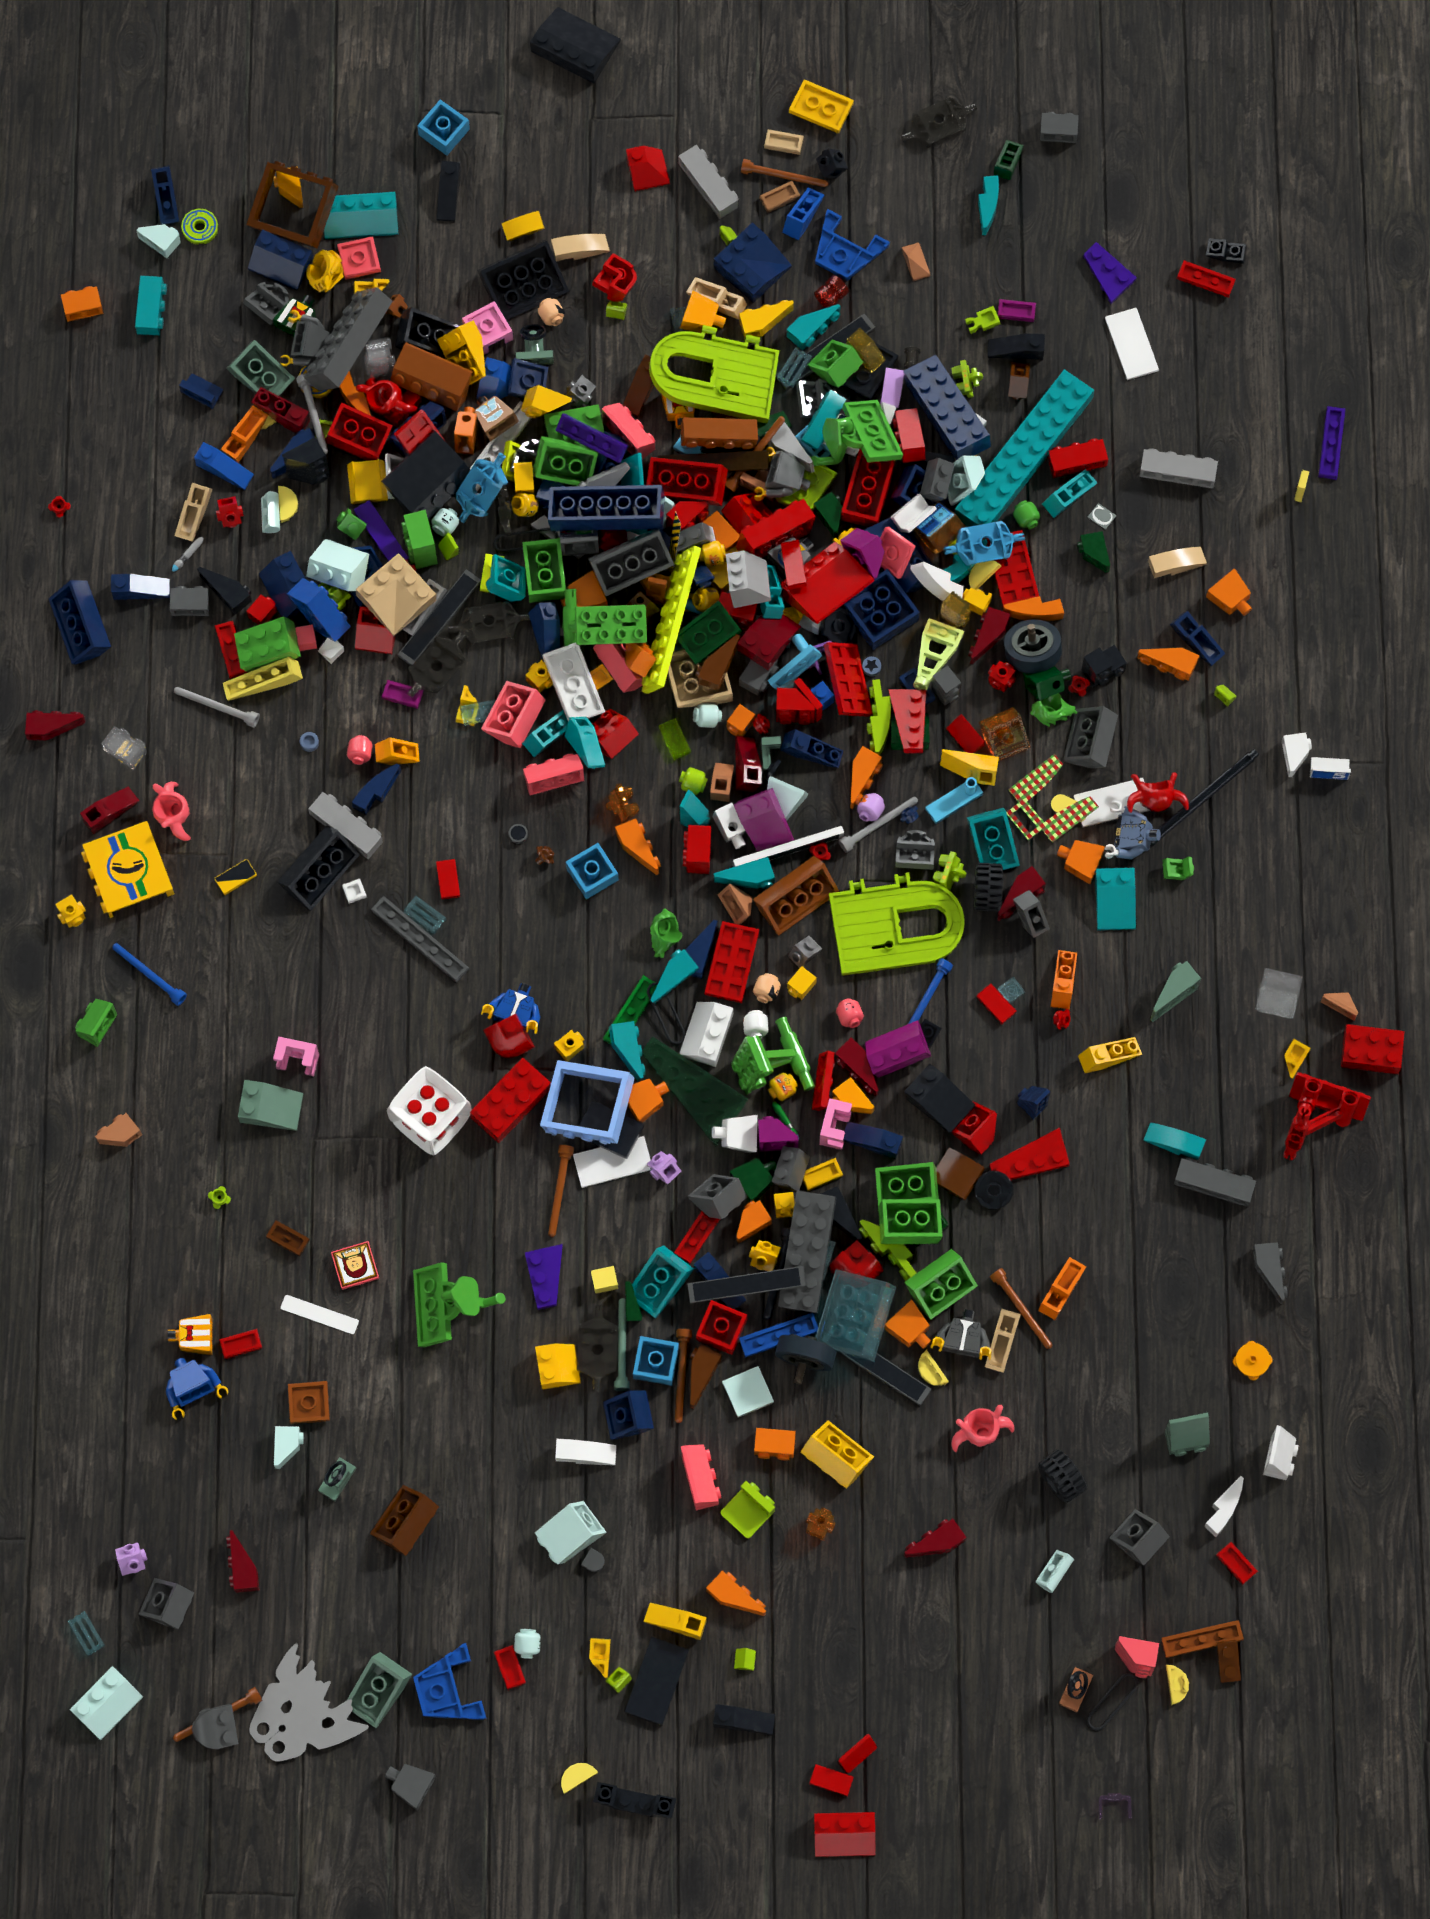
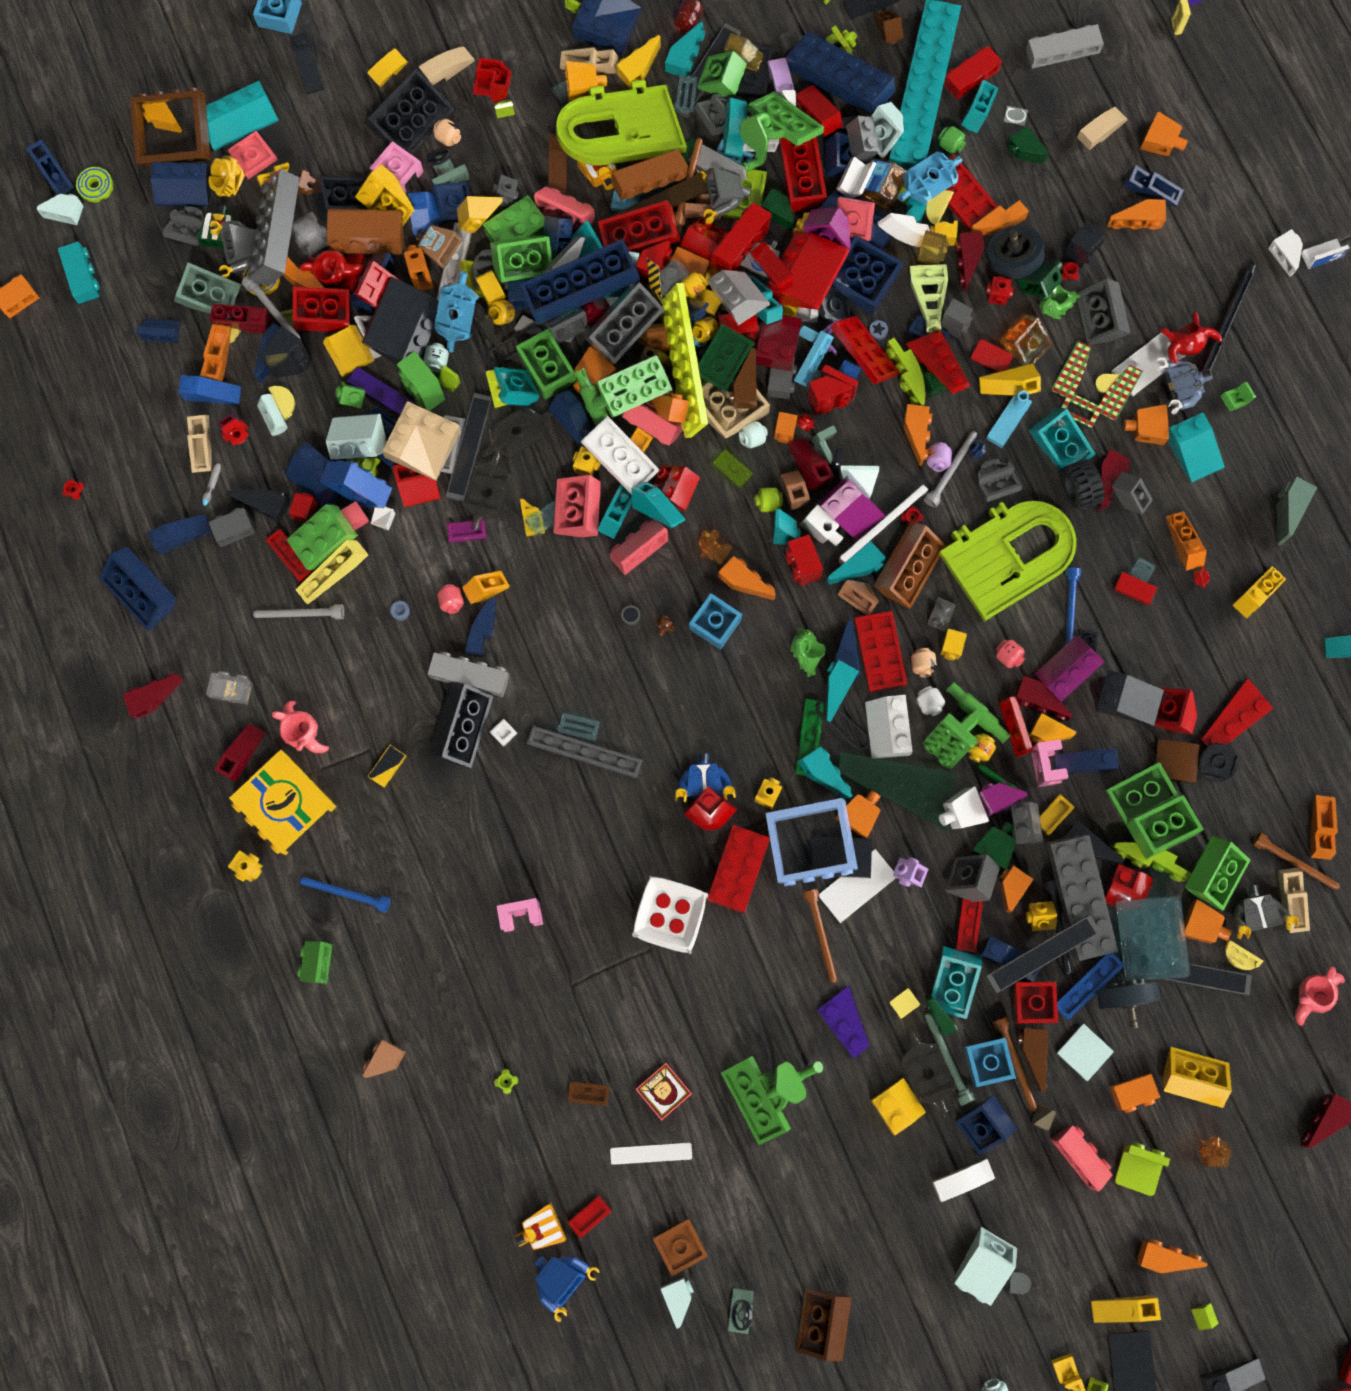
camera: 20 degrees left, 5 degrees up
(270, 1105) = (515, 972): sand green slope -> none
(448, 879) = (585, 684): red tile -> none
(591, 438) = (536, 225): dark purple tile -> none
(682, 1431) = (1043, 1118): none -> dark tan slope
(784, 1204) = (1036, 859): yellow brick -> none
(811, 749) = (860, 426): dark blue slope -> none
(952, 870) = (1034, 476): lime hips -> none
(1033, 1100) = (1218, 663): dark blue slope -> none
(1224, 694) = (1200, 227): lime slope -> none

